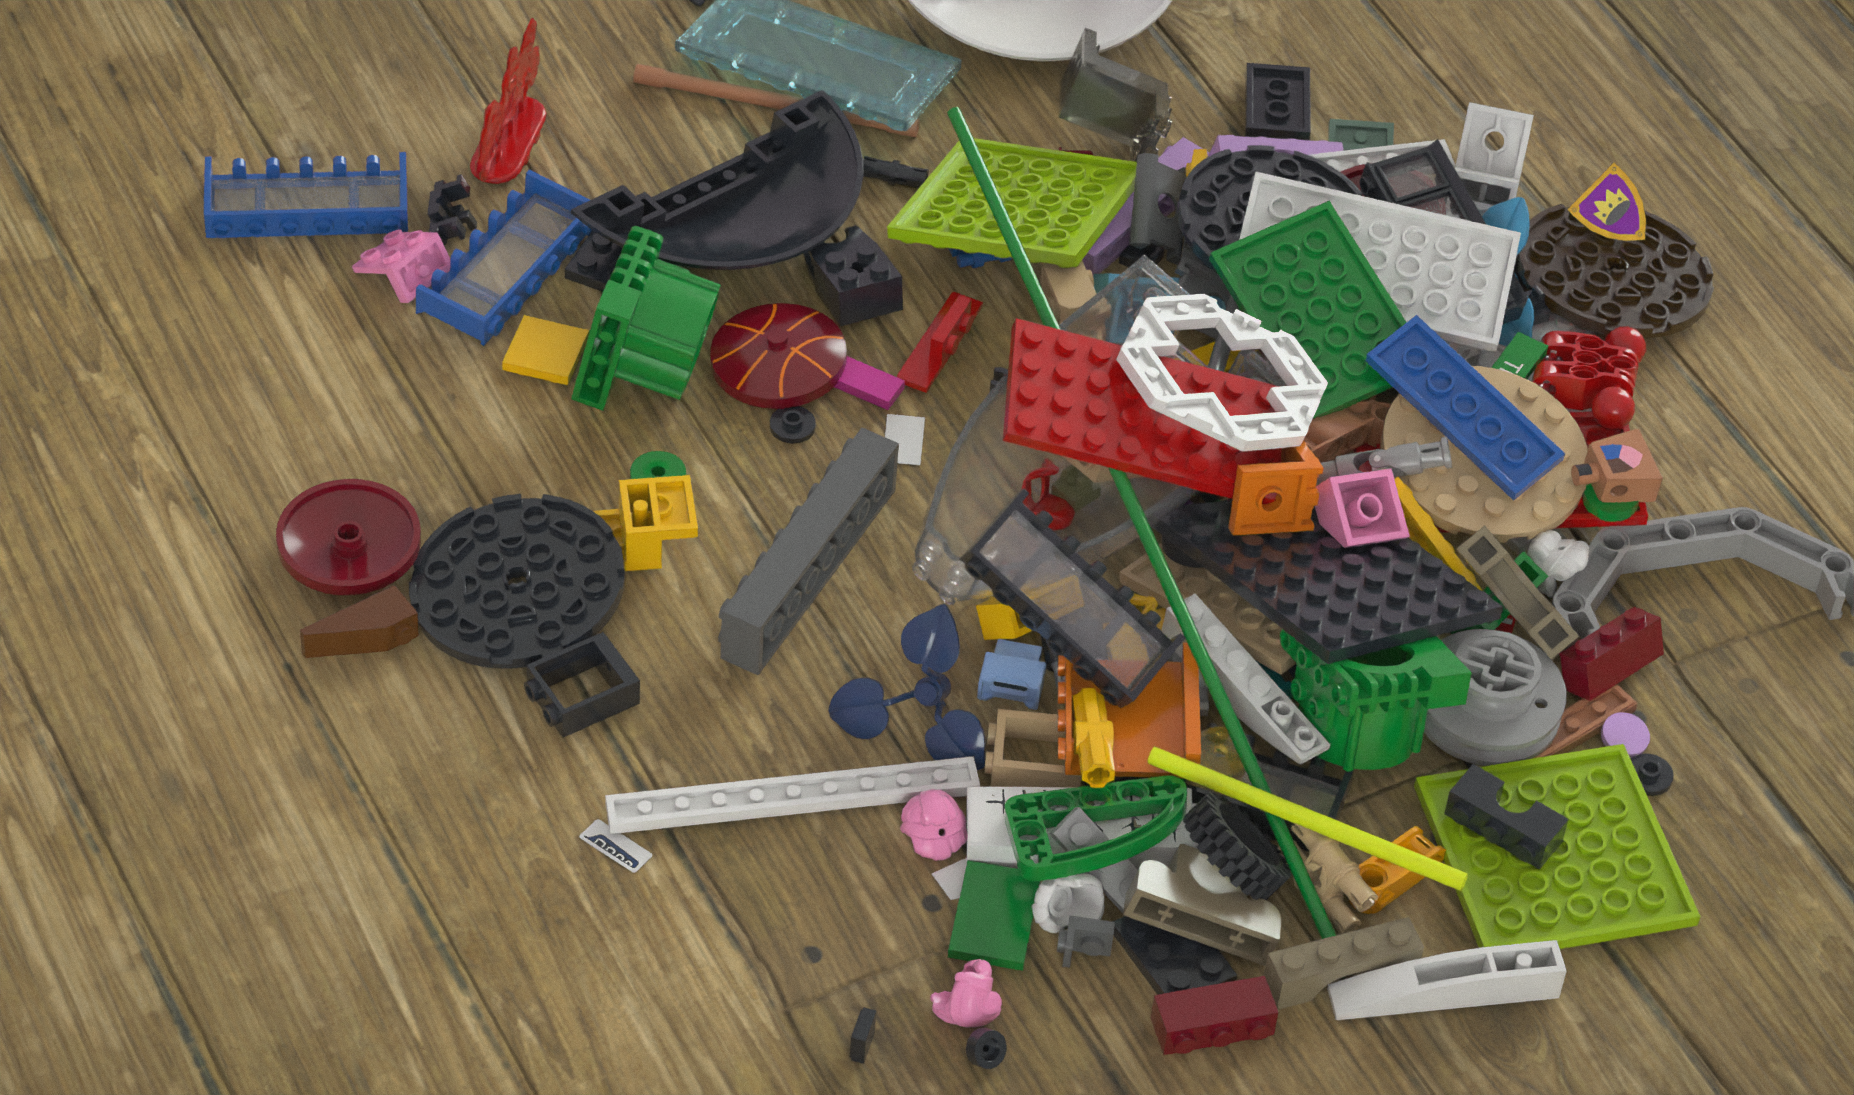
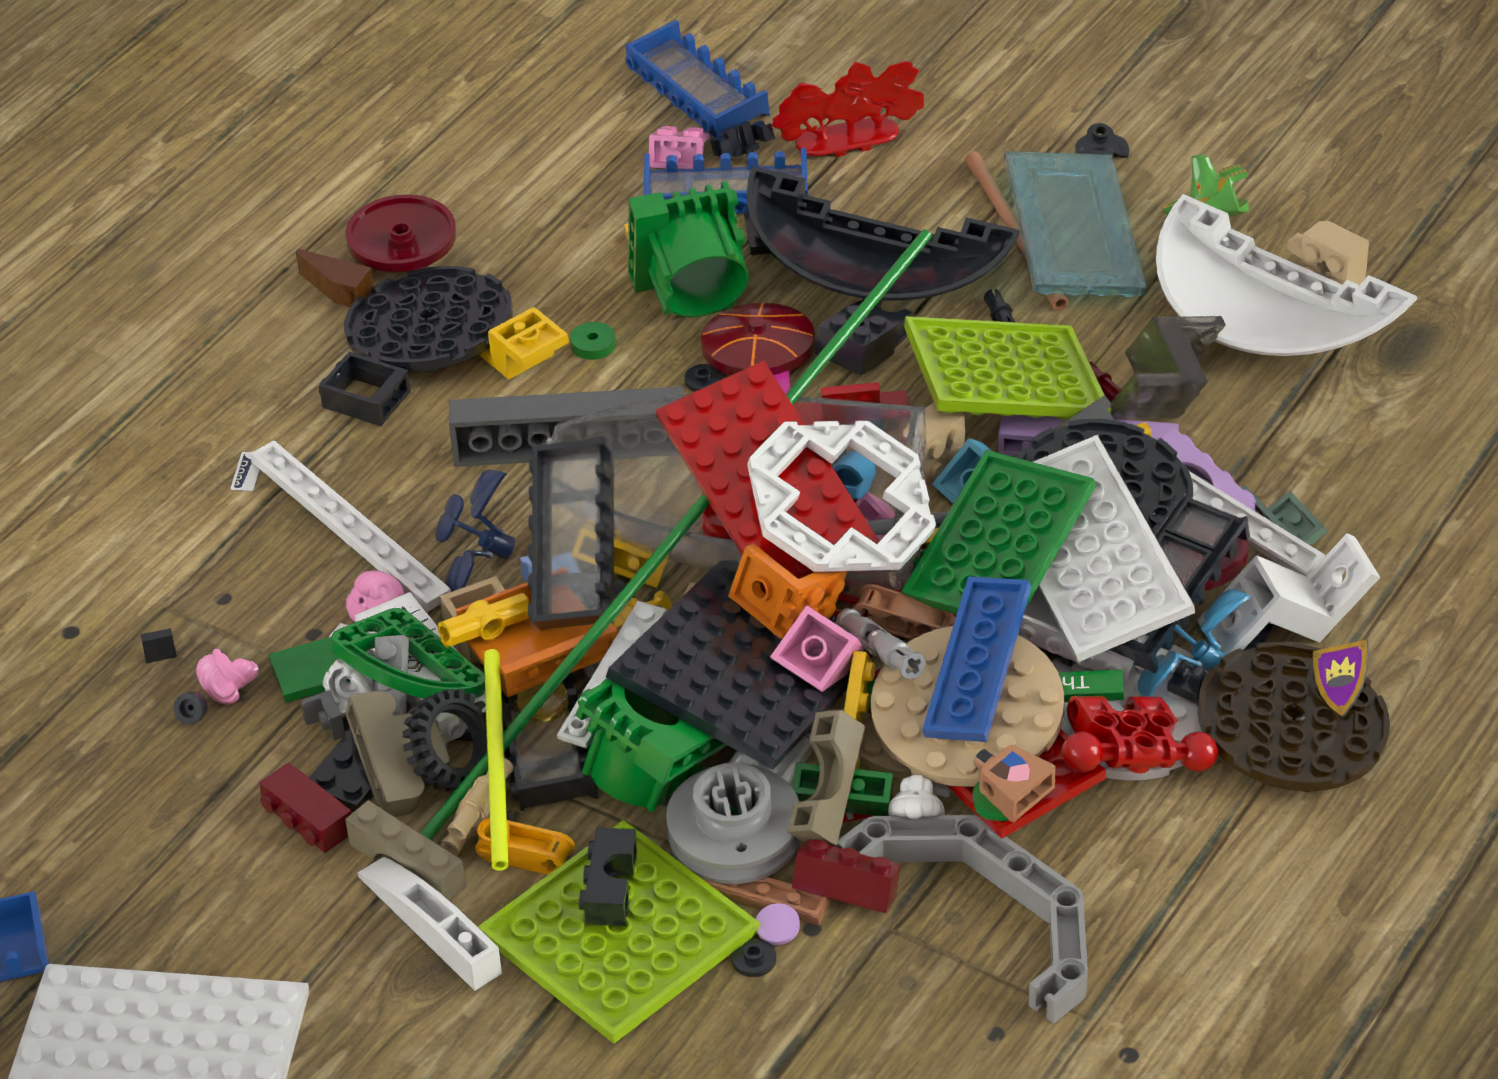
camera: 65 degrees right, 5 degrees down
(1277, 101) = (1291, 463): black plate -> none

